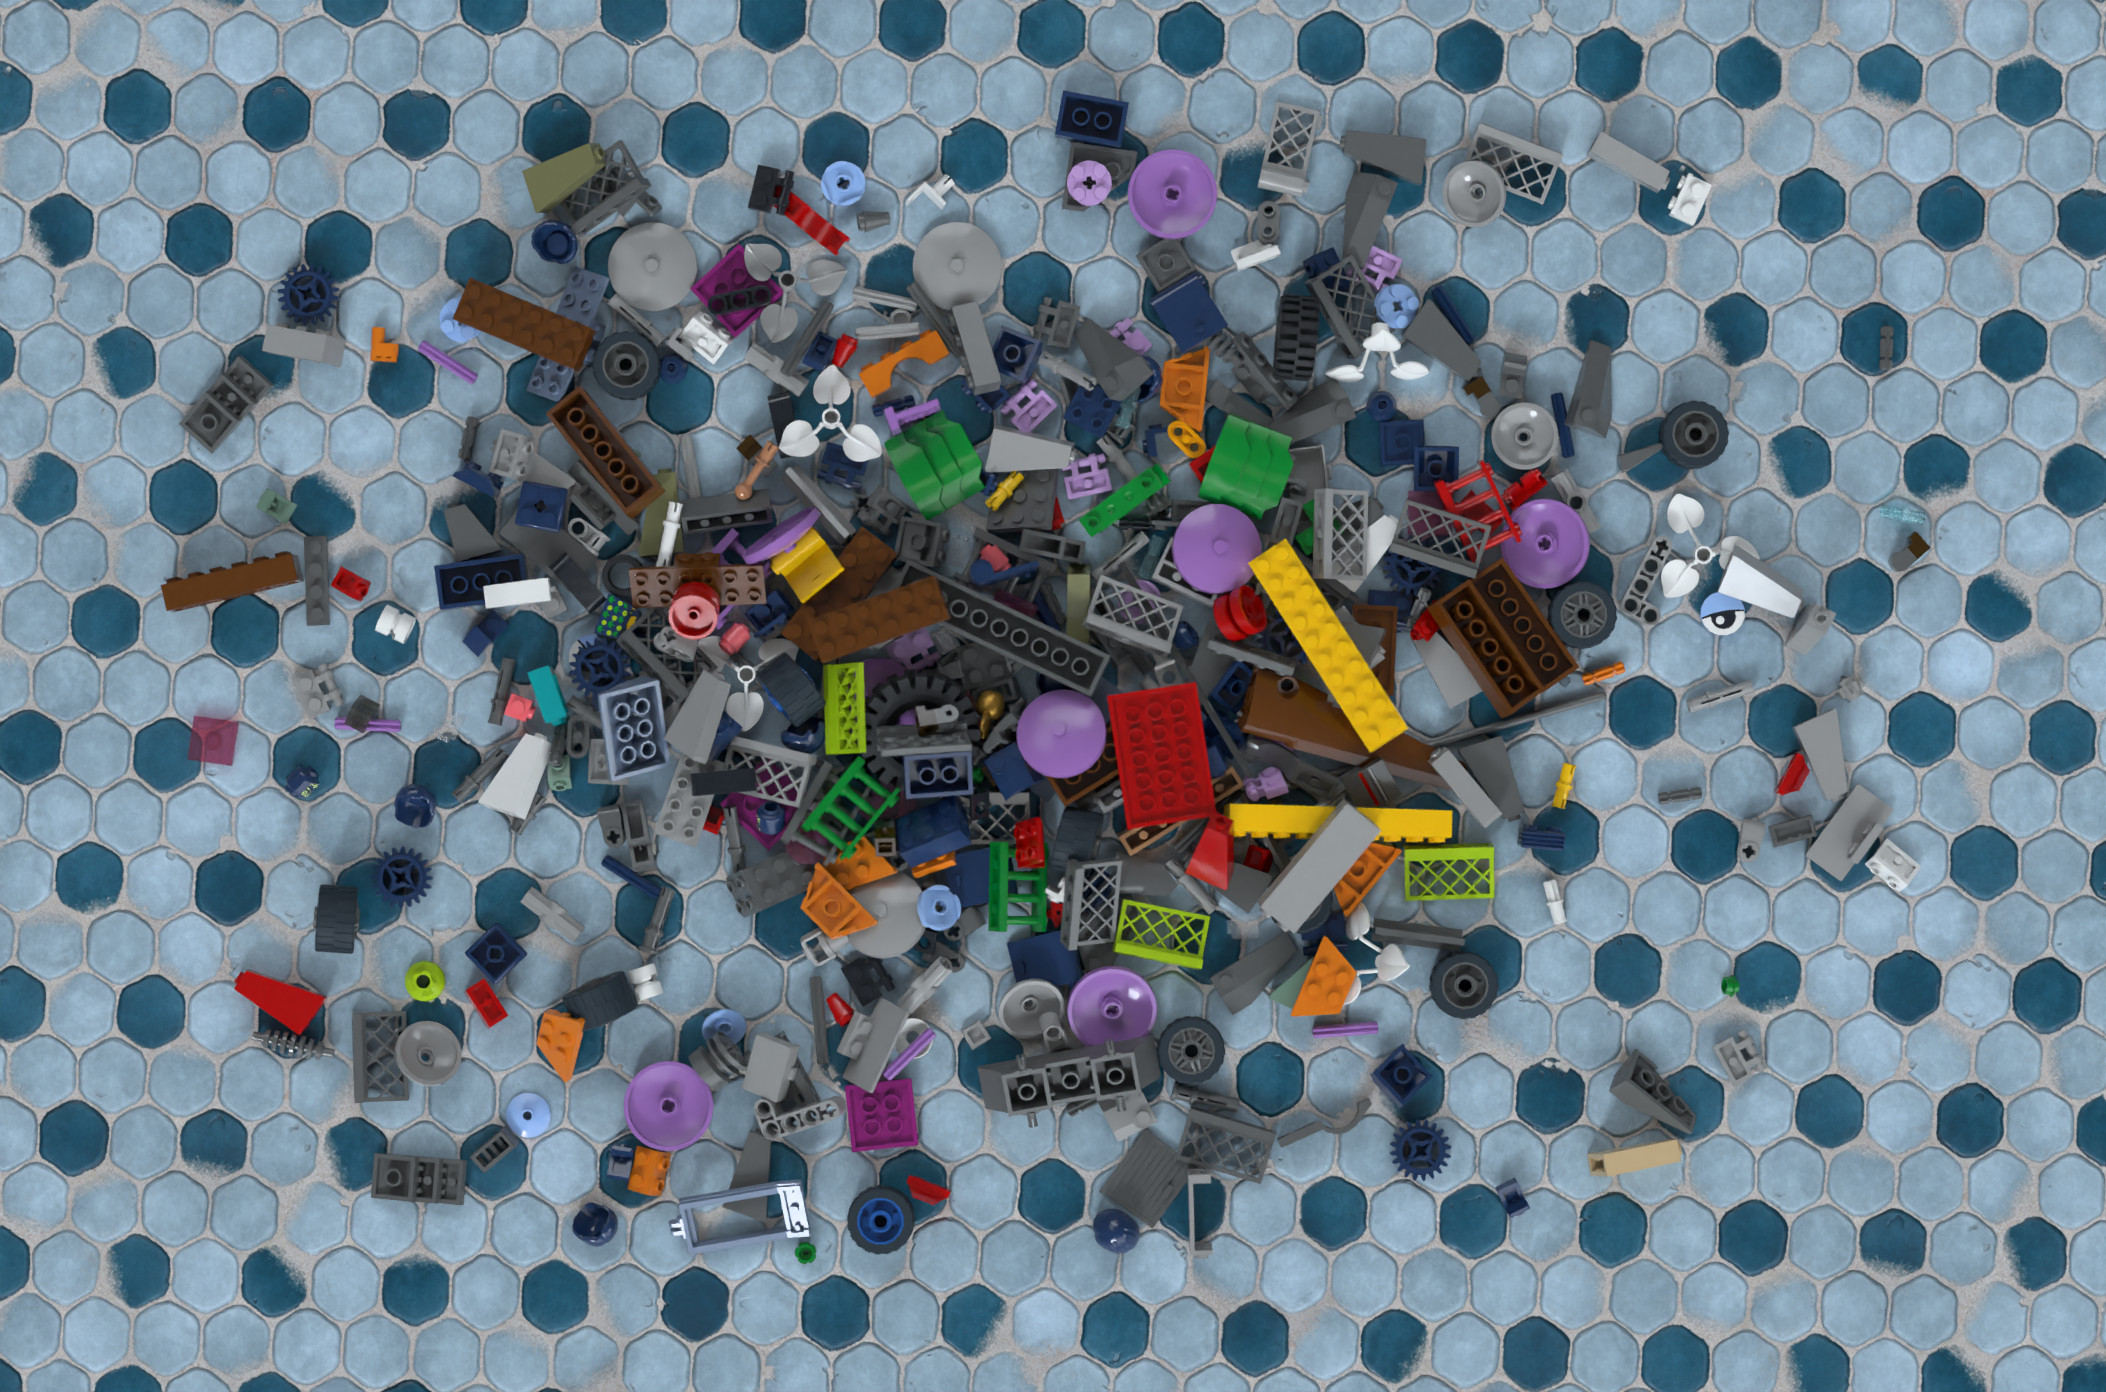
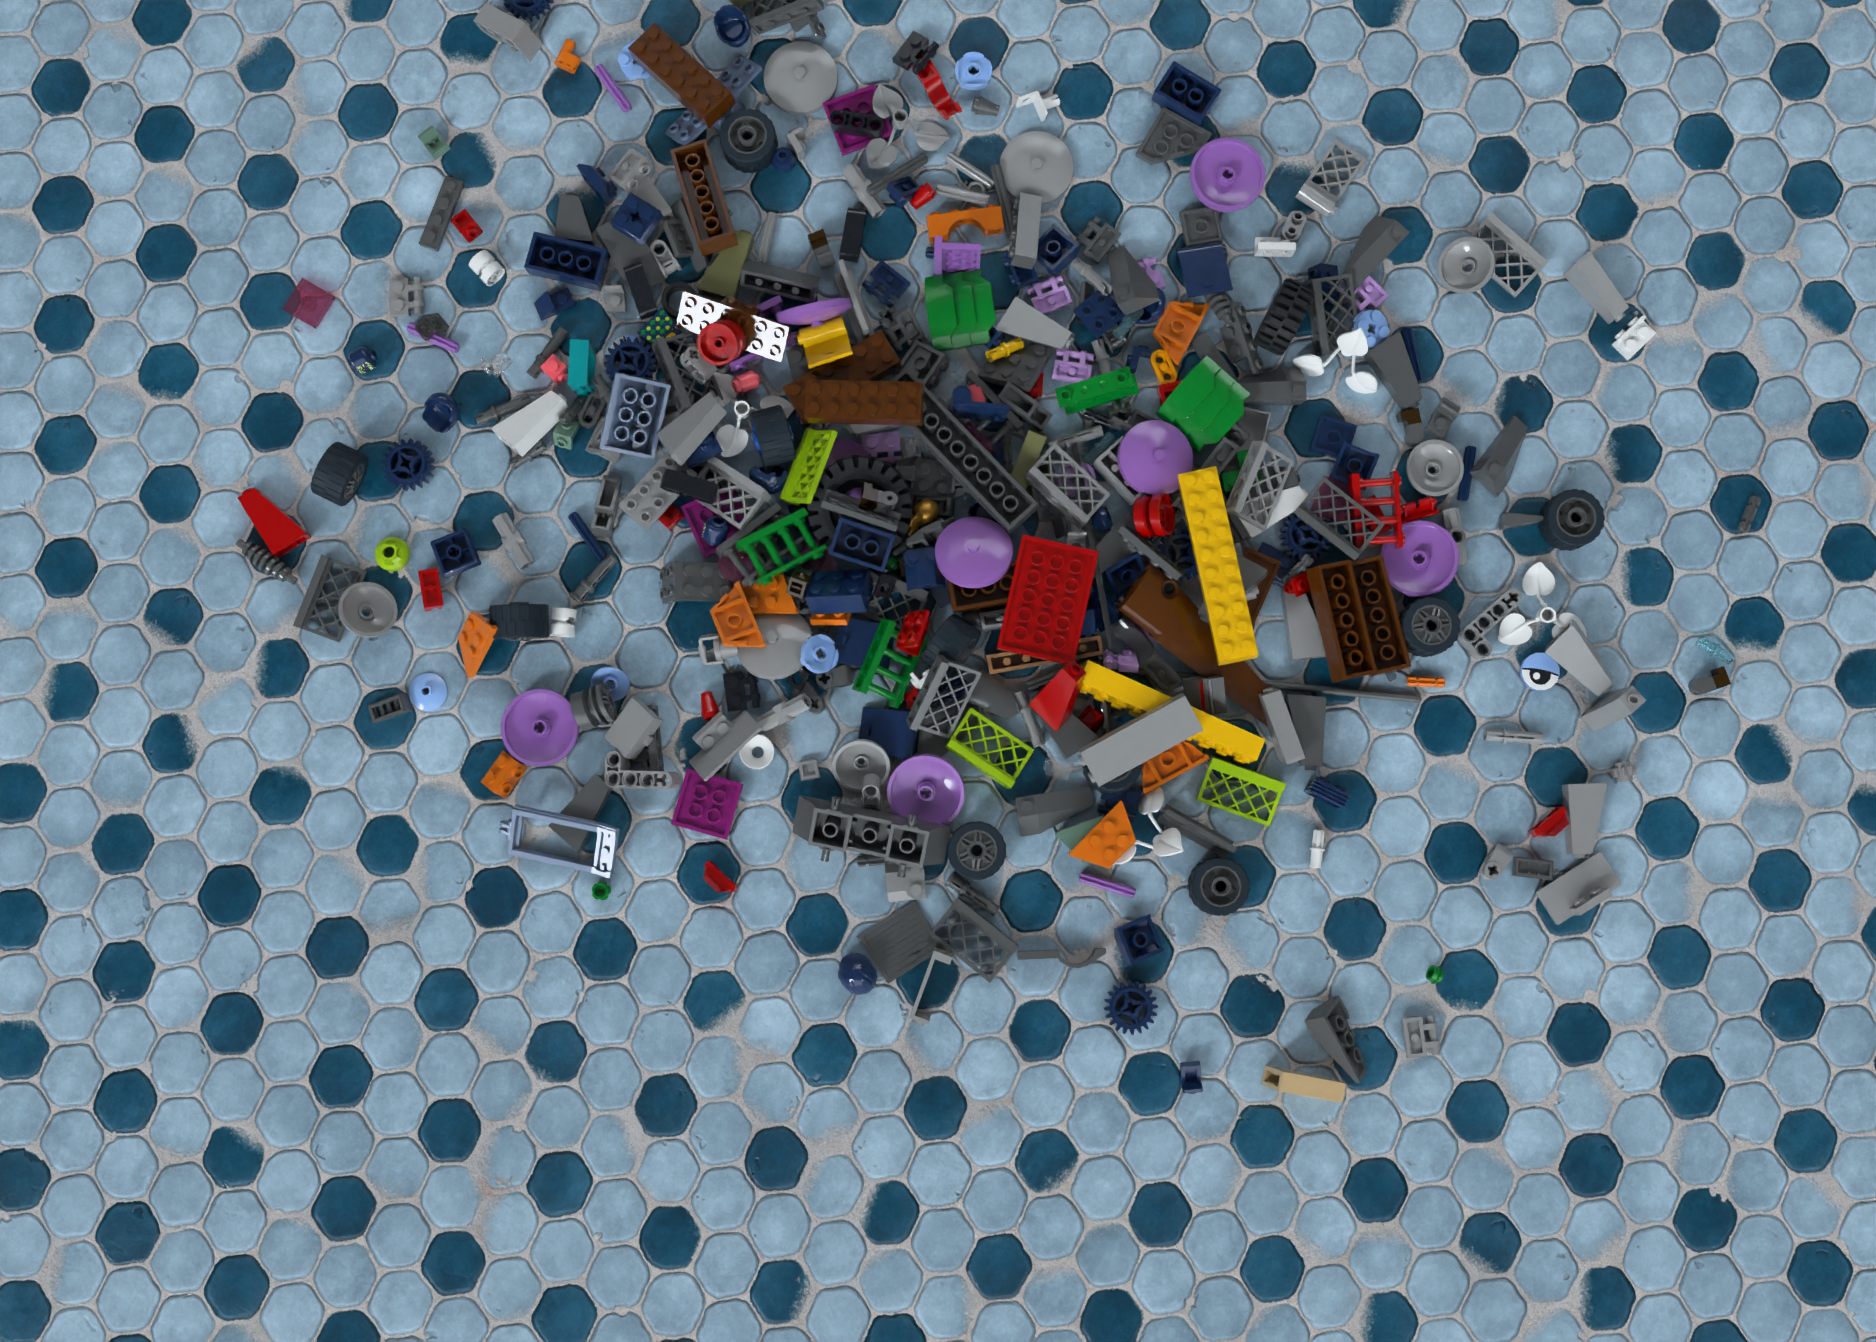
camera: 25 degrees right, 5 degrees down
(226, 404) = (430, 53): dark grey slope -> none
(231, 583) = (373, 185): reddish brown brick -> none
(418, 1179) = (319, 707): dark grey slope -> none
(468, 438) = (604, 150): dark grey axle -> none
(517, 593) = (589, 275): white slope -> none
(595, 1224) = (441, 799): dark blue piece -> none
(612, 821) = (589, 487): dark grey piece -> none
(620, 1162) = (483, 758): dark blue bracket -> none
(656, 337) = (762, 94): light grey pin -> none
(669, 534) = (731, 272): white pin -> none
(706, 337) = (820, 145): white bracket -> none
(735, 847) = (681, 535): dark grey pin -> none
(744, 489) = (800, 269): nougat pin -> none
(767, 615) = (781, 372): dark blue bracket -> none
(800, 440) = (897, 223): white plant -> none
(819, 1020) = (689, 708): dark grey axle -> none
(877, 1237) = (656, 882): wheel -> none
(909, 1053) = (748, 762): medium lavender axle -> none
(1098, 173) = (1161, 131): lavender plate -> none
(1374, 403) = (1327, 402): dark blue cone -> none
(1389, 153) = (1409, 209): dark grey slope -> none
(1563, 785) = (1360, 758): yellow pin -> none
(1679, 795) = (1450, 803): dark grey axle -> none
(1893, 865) = (1605, 929): white bracket -> none

